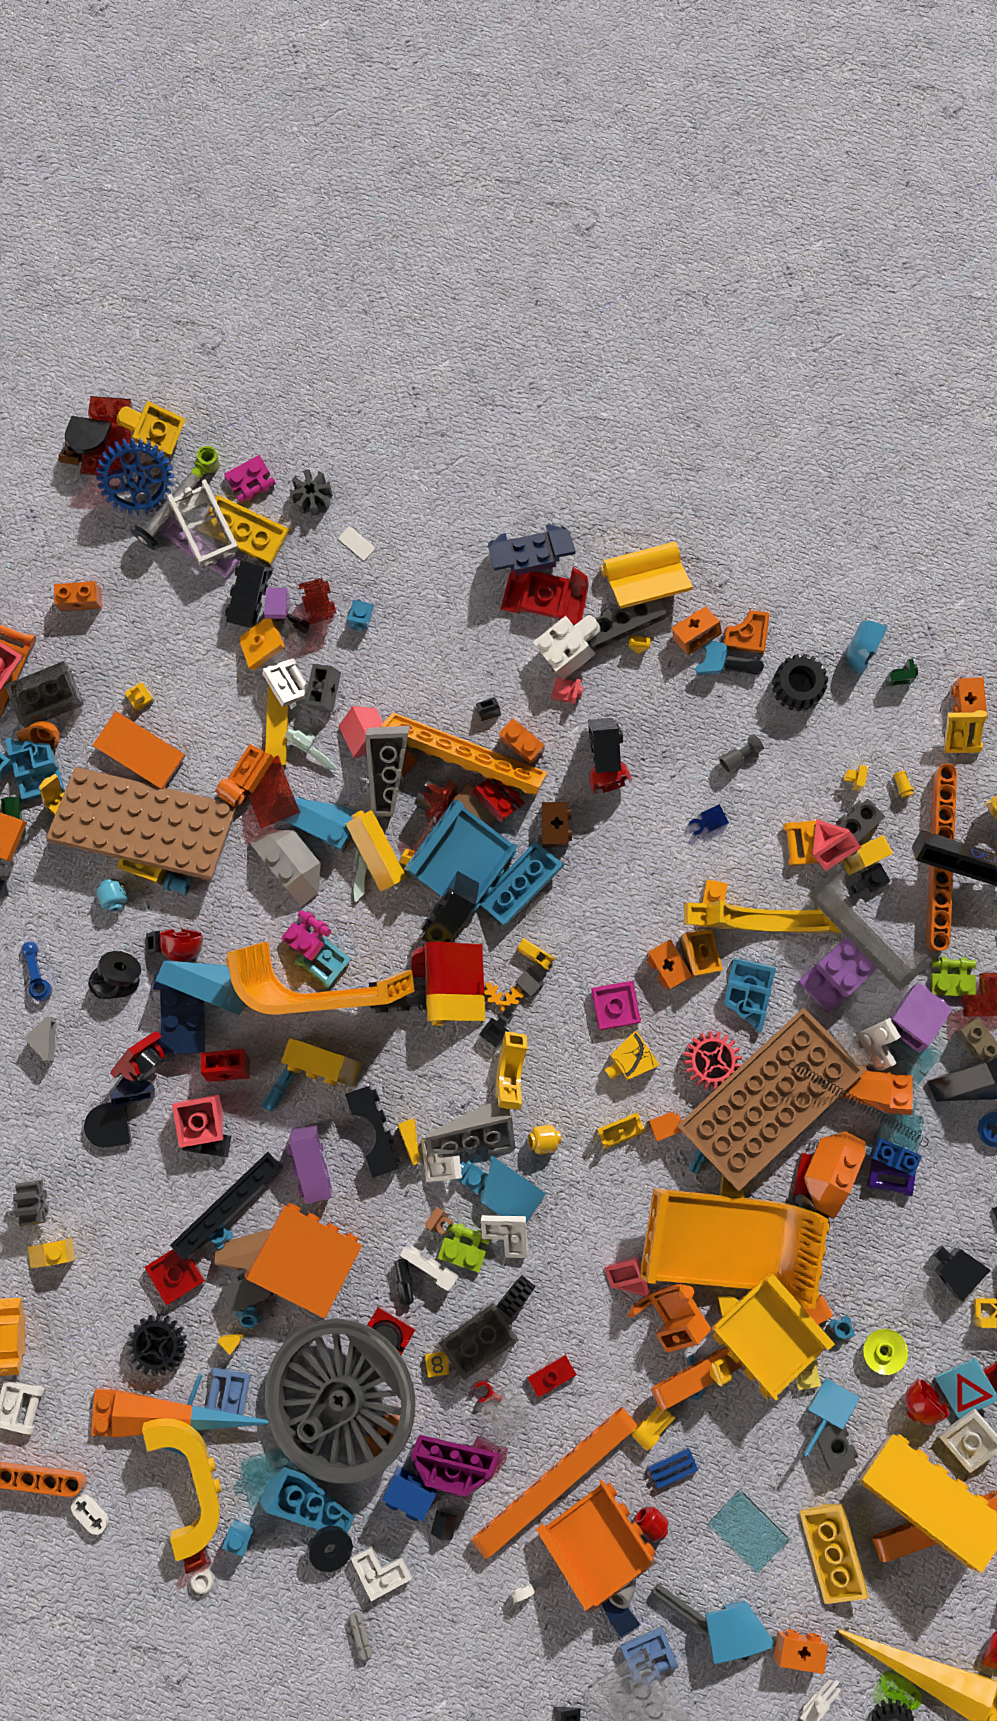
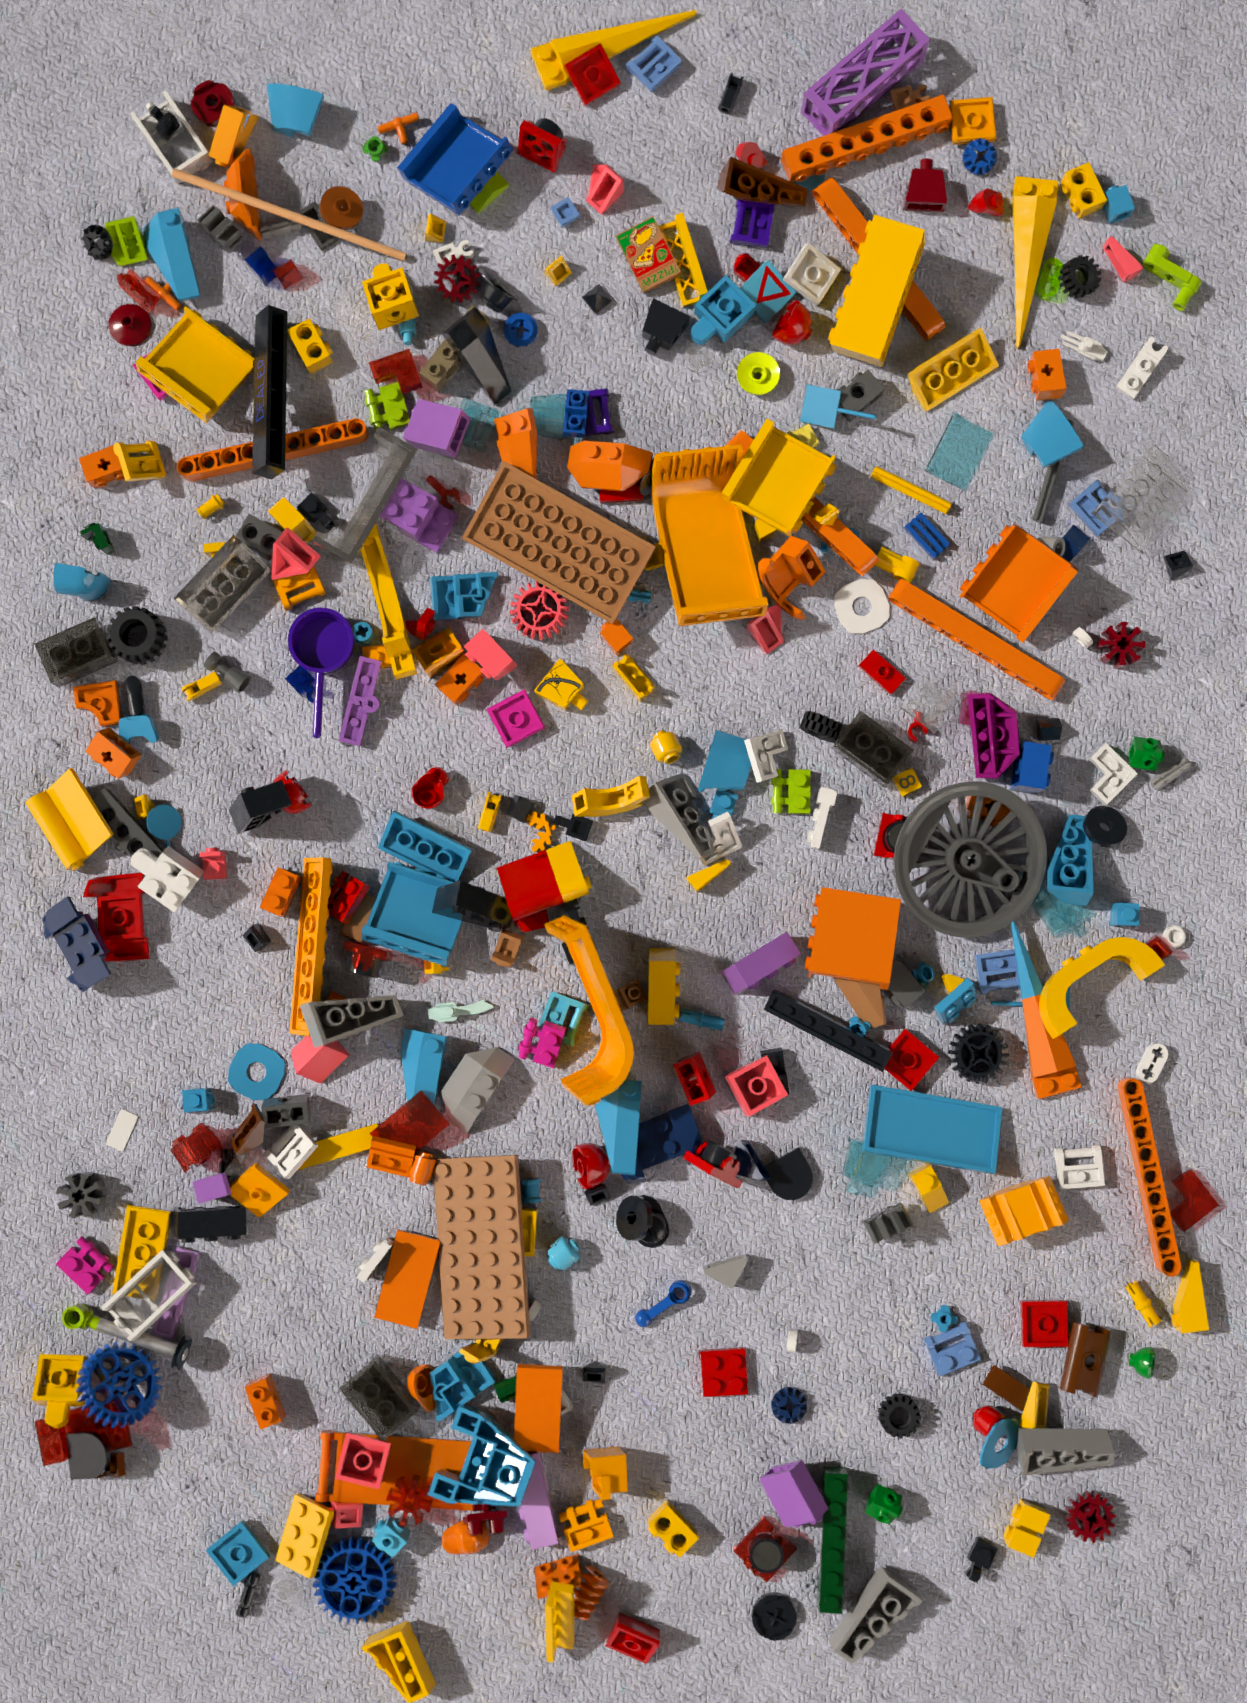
camera: 105 degrees left, 5 degrees up
(72, 853) = (534, 1308): none -> white tile
(91, 1198) = (862, 1167): none -> clear light blue torso
(101, 1275) = (932, 1129): none -> dark azure tile
(139, 696) = (351, 1299): yellow tile -> none
(162, 721) = (370, 1265): none -> white plate
(213, 1346) = (952, 1004): none -> dark azure plate
(304, 743) = (349, 1110): light aqua piece -> none
(314, 650) = (250, 1132): none -> reddish brown slope
(323, 1027) = (630, 995): none -> medium nougat slope
(364, 1103) = (734, 897): black arch -> none
(368, 690) = (274, 1071): none -> dark azure piece
(375, 849) = (435, 1001): yellow brick -> none
(387, 1616) = (1145, 753): none -> green brick
(403, 929) = (506, 948): none -> medium nougat bracket
(404, 1281) = (842, 837): black axle -> none
(437, 1220) = (775, 824): nougat tile -> none
(495, 1626) = (1120, 654): none -> dark red gear
(553, 812) = (345, 841): reddish brown brick -> none
(574, 904) = (429, 789): none -> red hair
(610, 1391) = (879, 606): none -> white piece
(618, 657) = (164, 822): none -> dark azure piece
(652, 1523) = (981, 539): red head -> none
(676, 867) = (361, 701): none -> medium lavender hinge
(681, 999) = (490, 655): none -> coral slope
(724, 1468) = (911, 489): none -> yellow axle
(730, 946) = (423, 626): none -> red plate
(735, 730) = (205, 684): none -> yellow bar
(741, 844) = (322, 644): none -> dark purple piece
(743, 882) = (369, 633): none -> dark azure bush
(800, 623) = (76, 652): none -> clear smoke brick
(824, 772) = (222, 584): none -> clear smoke brick
(847, 1332) = (750, 413): dark azure plate -> none
(849, 1043) = (481, 486): clear hinge -> none
(854, 1005) = (435, 484): none -> clear red bar
(858, 1104) = (536, 459): black piece -> none
(876, 1040) = (473, 462): white plate -> none
(954, 1335) = (725, 313): none -> dark azure brick

